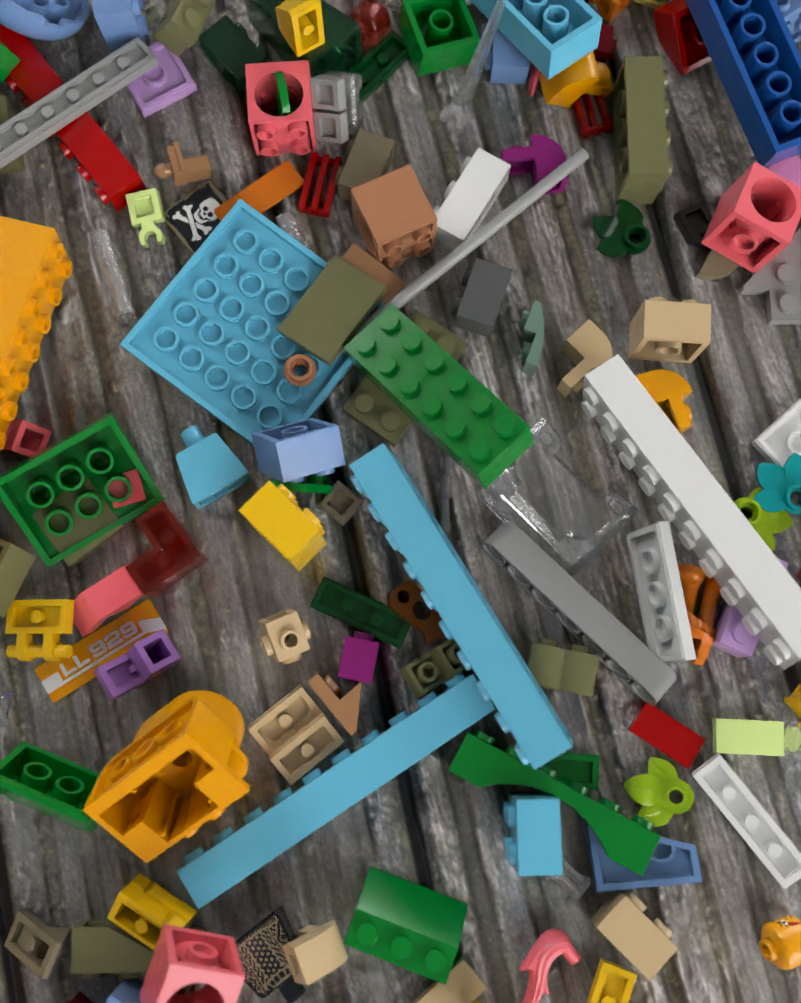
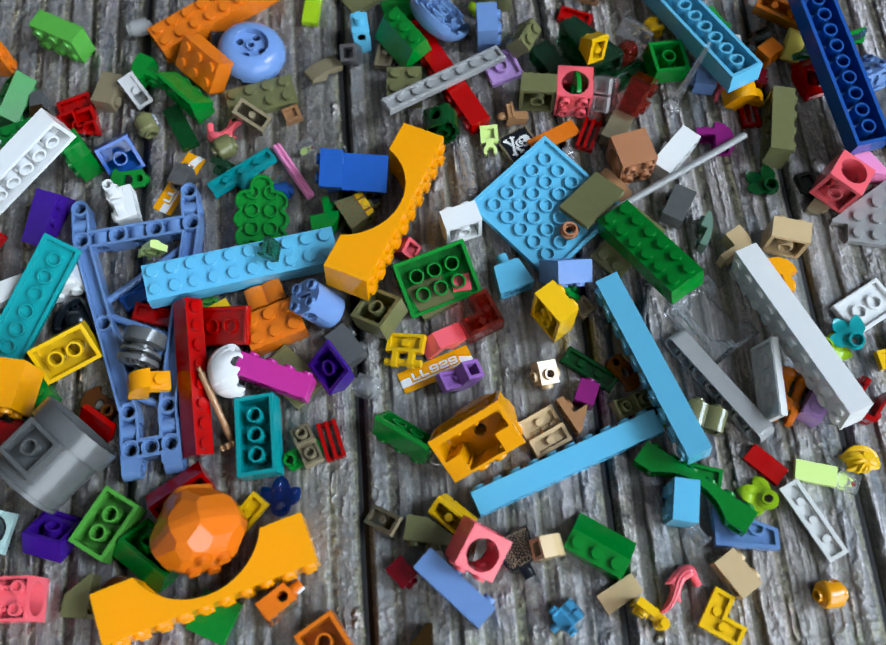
camera: 15 degrees right, 10 degrees down
(54, 199) = (442, 121): none -> dark green brick
(107, 382) = (461, 222): none -> white brick
(216, 117) = (537, 92): none -> olive brick
(394, 101) = (637, 95): none -> clear red brick

